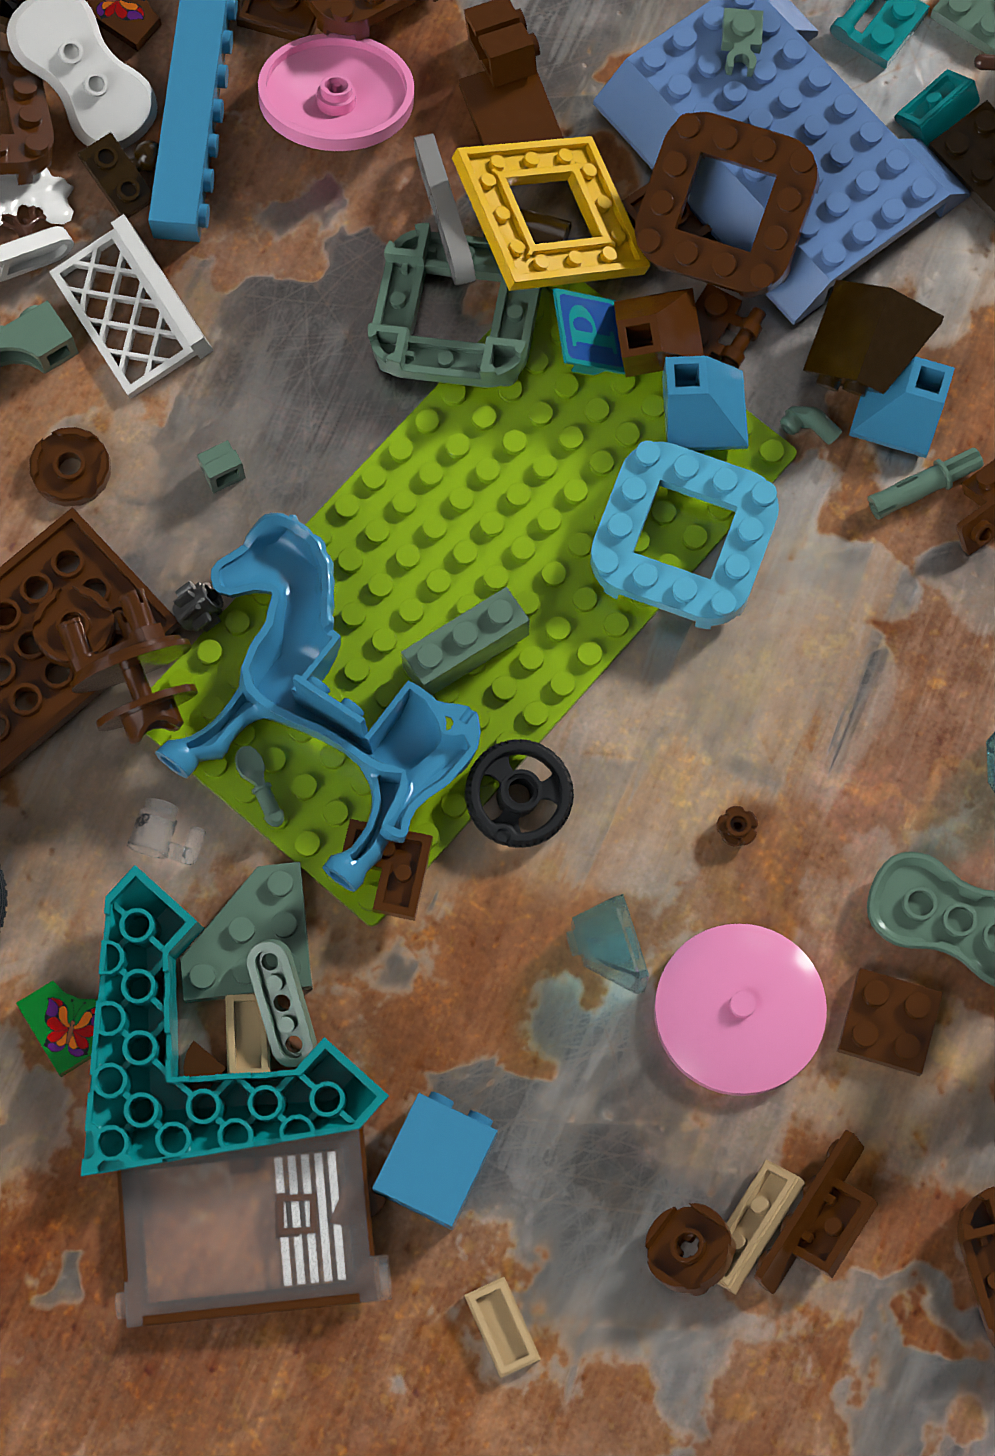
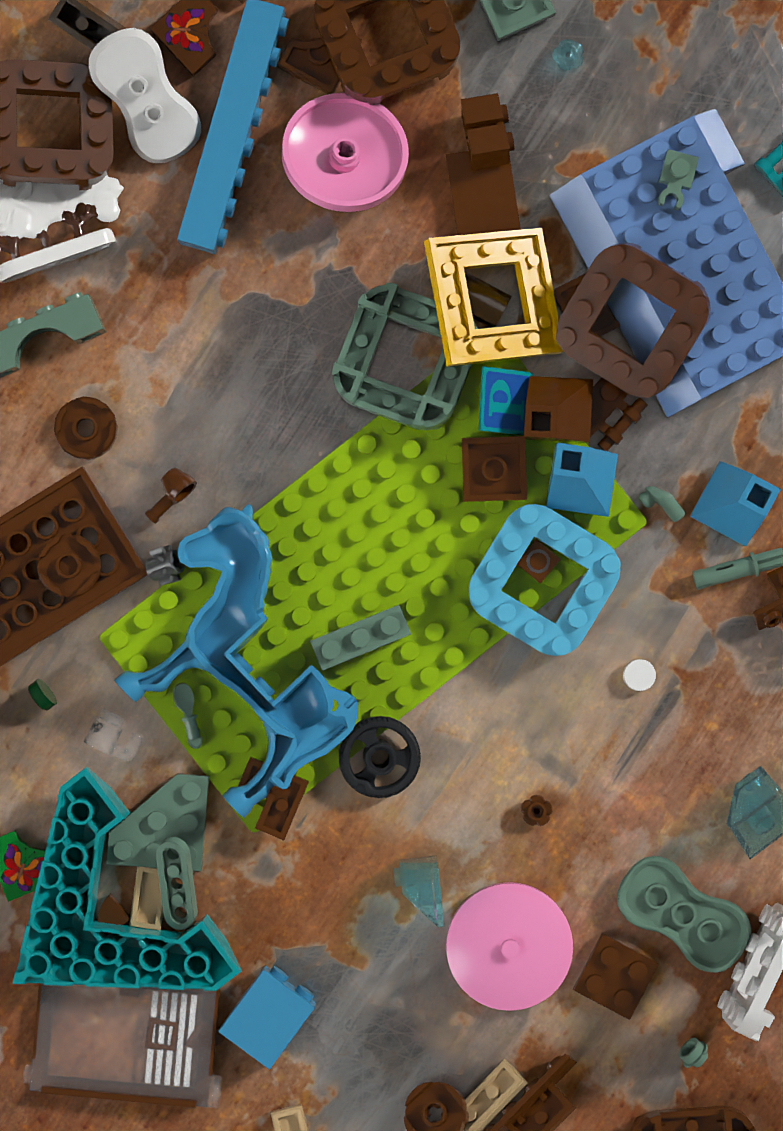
camera: 10 degrees right, 15 degrees up
(64, 797) = (42, 695): none -> dark green tile
(119, 175) = (160, 188): dark brown plate -> none
(141, 653) = (104, 613): reddish brown piece -> none
(162, 298) = (177, 294): white fence -> none
(199, 515) = (177, 487): none -> reddish brown bar
(221, 466) = (201, 452): sand green piece -> none
(444, 209) = (411, 273): light grey beam -> none
(592, 415) = (494, 469): none -> reddish brown plate
(671, 516) = (538, 561): none -> reddish brown tile
(830, 635) = (639, 675): none -> white tile
(868, 337) = (720, 450): dark brown slope -> none

